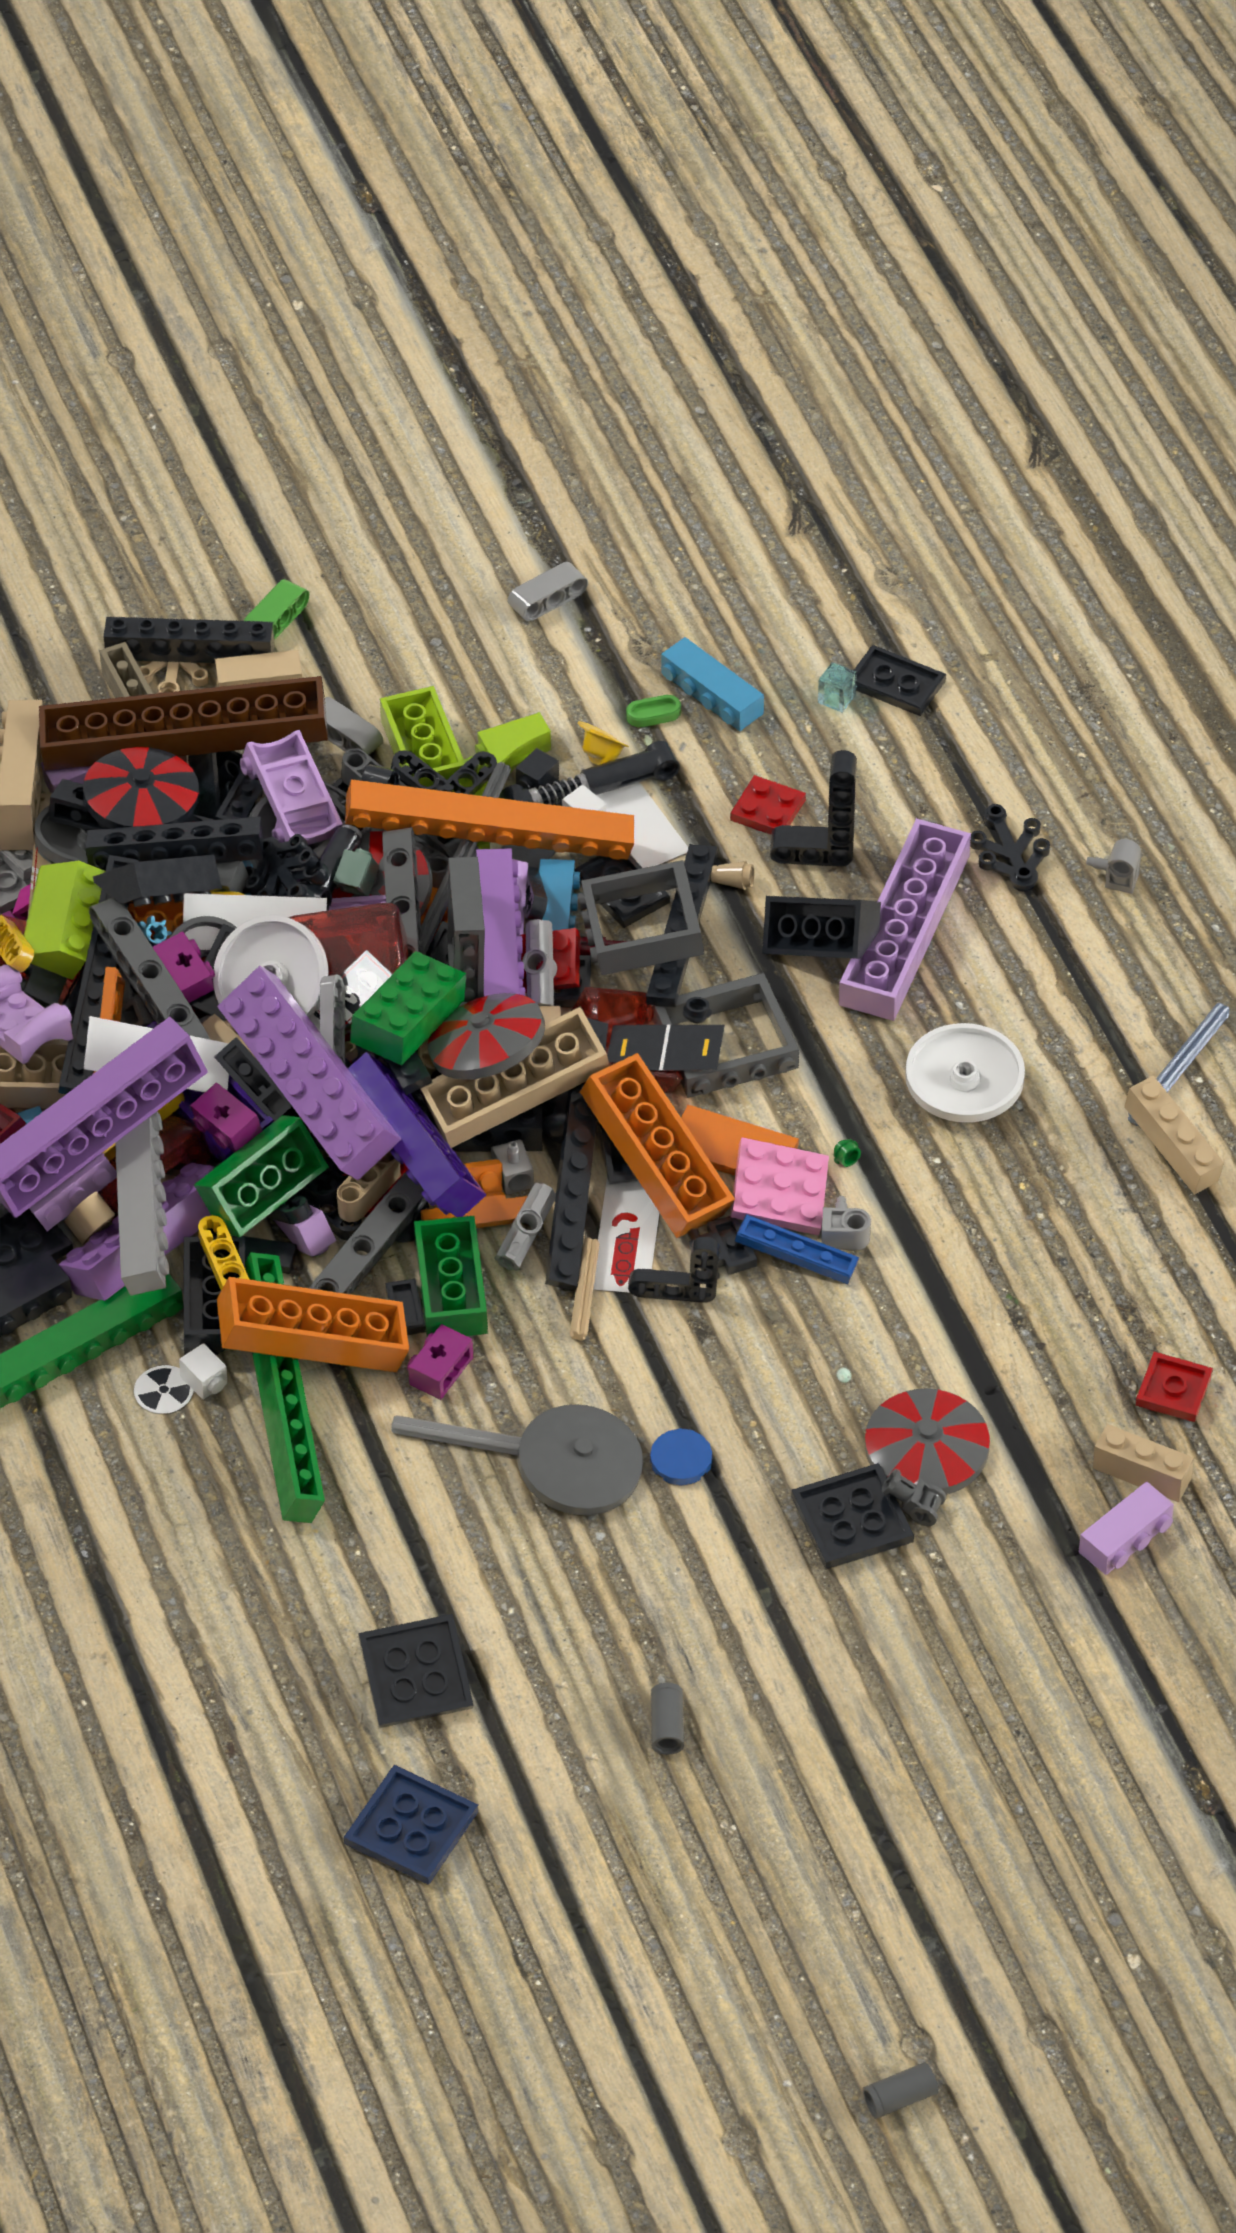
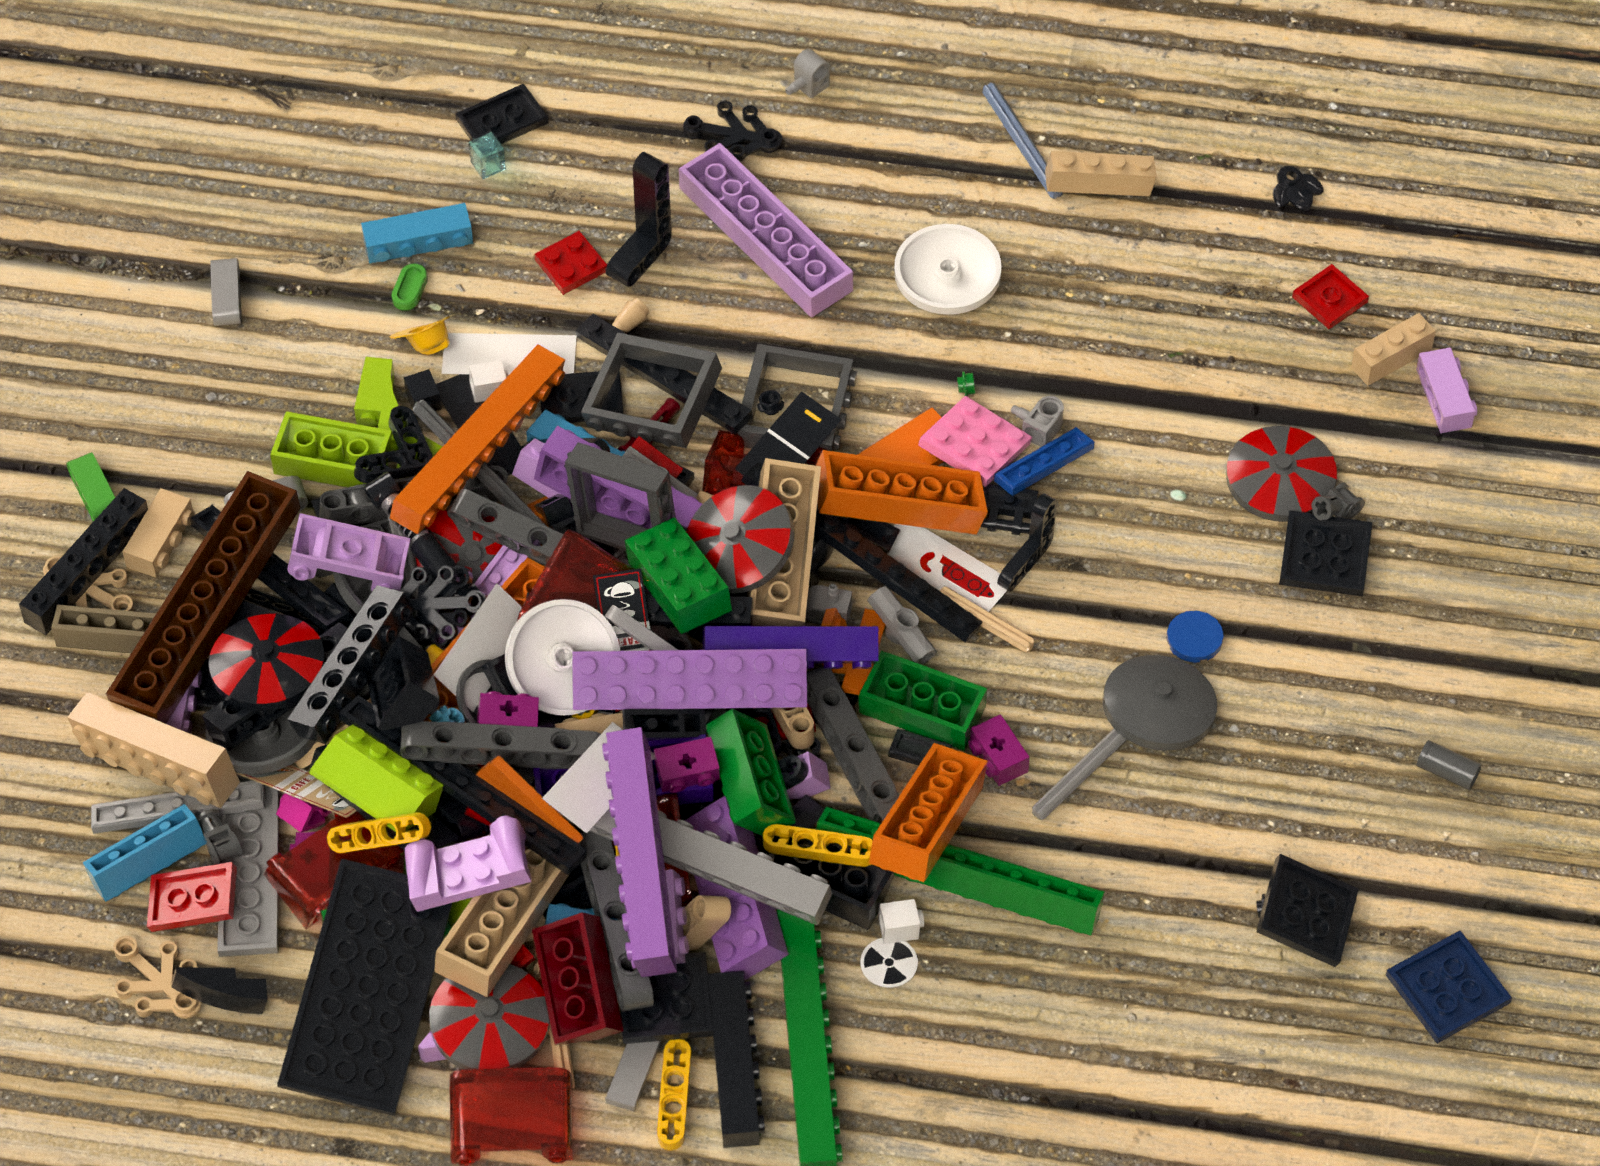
camera: 60 degrees left, 5 degrees up
(356, 872) = (468, 552): sand green brick -> none
(655, 762) = (473, 311): black piece -> none
(819, 926) = (743, 283): black slope -> none

